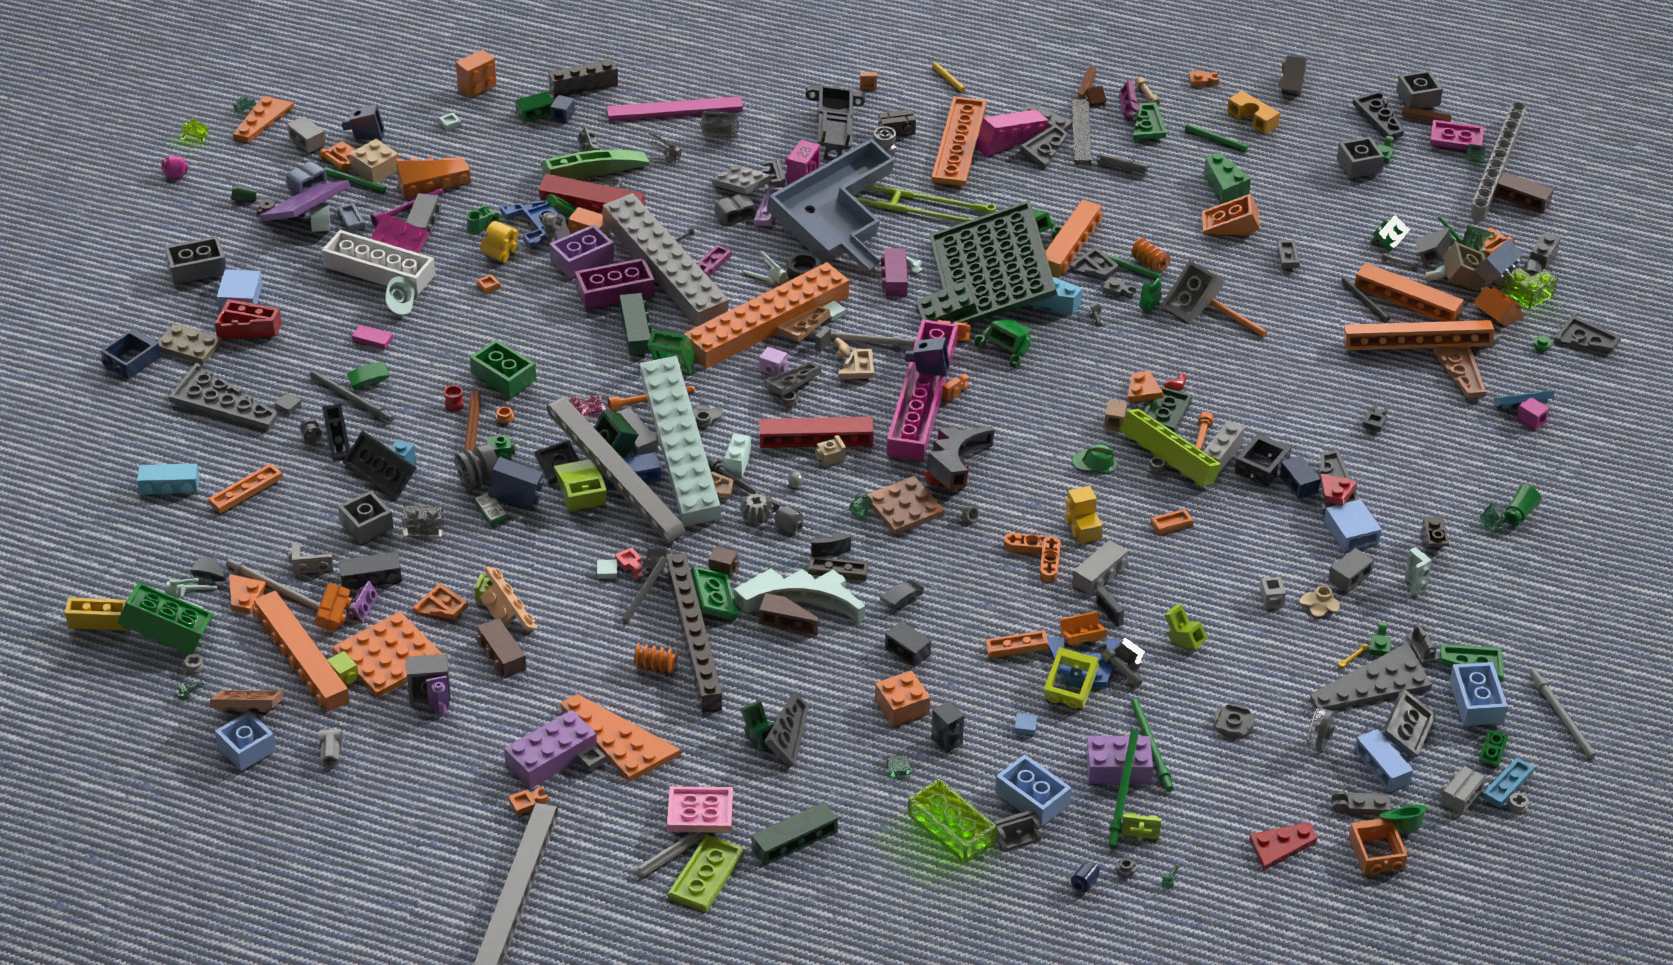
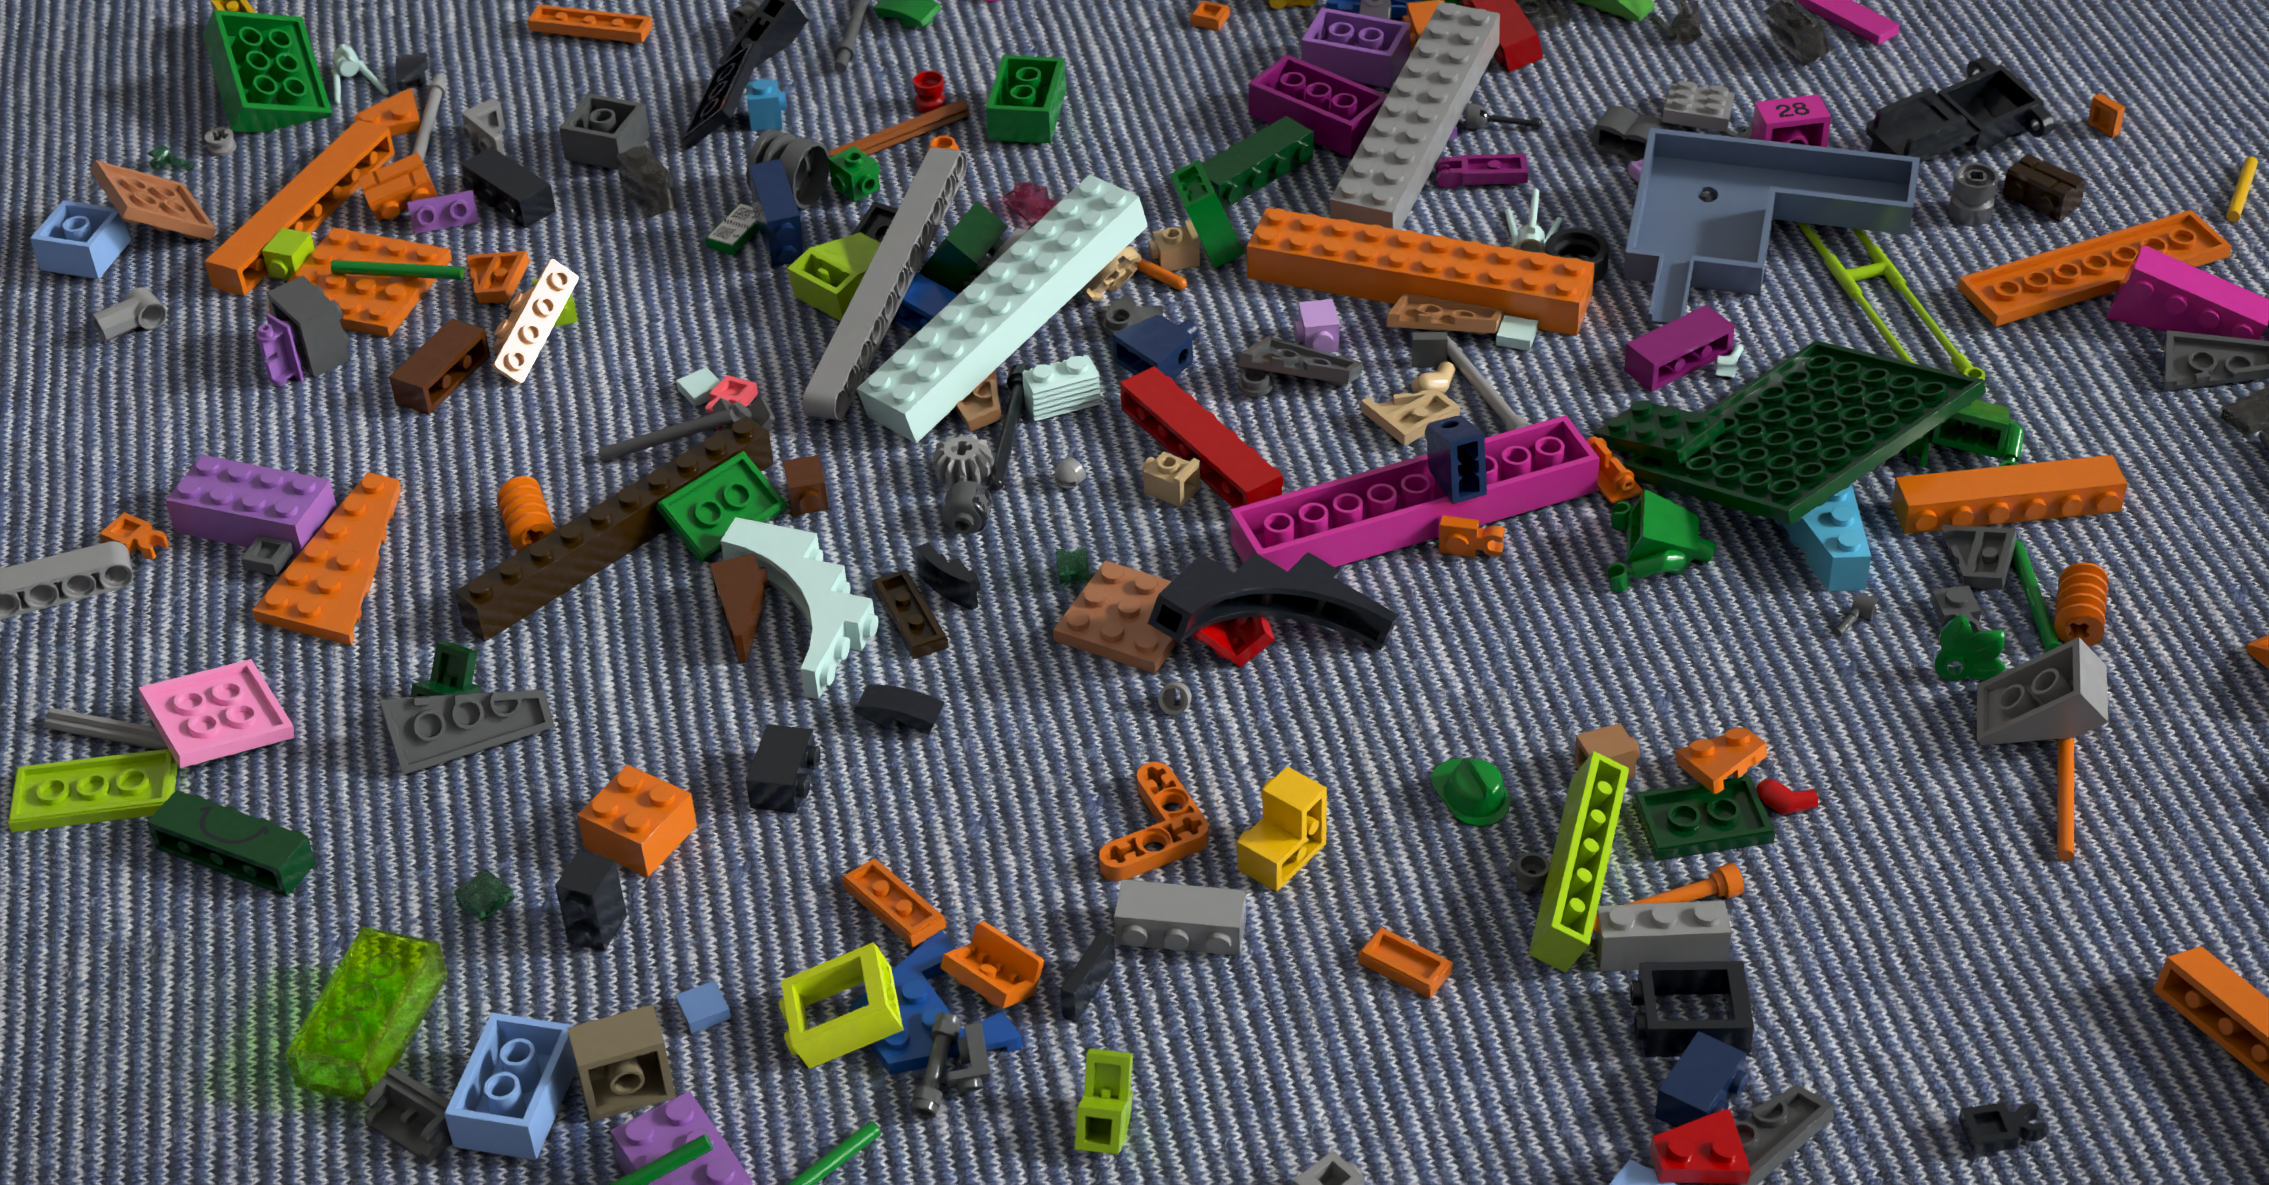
camera: 60 degrees right, 0 degrees up
(408, 632) = (397, 269): none -> green bar
(739, 416) = (1155, 344): none -> dark blue torso
(1052, 747) = (621, 1063): none -> dark tan brick

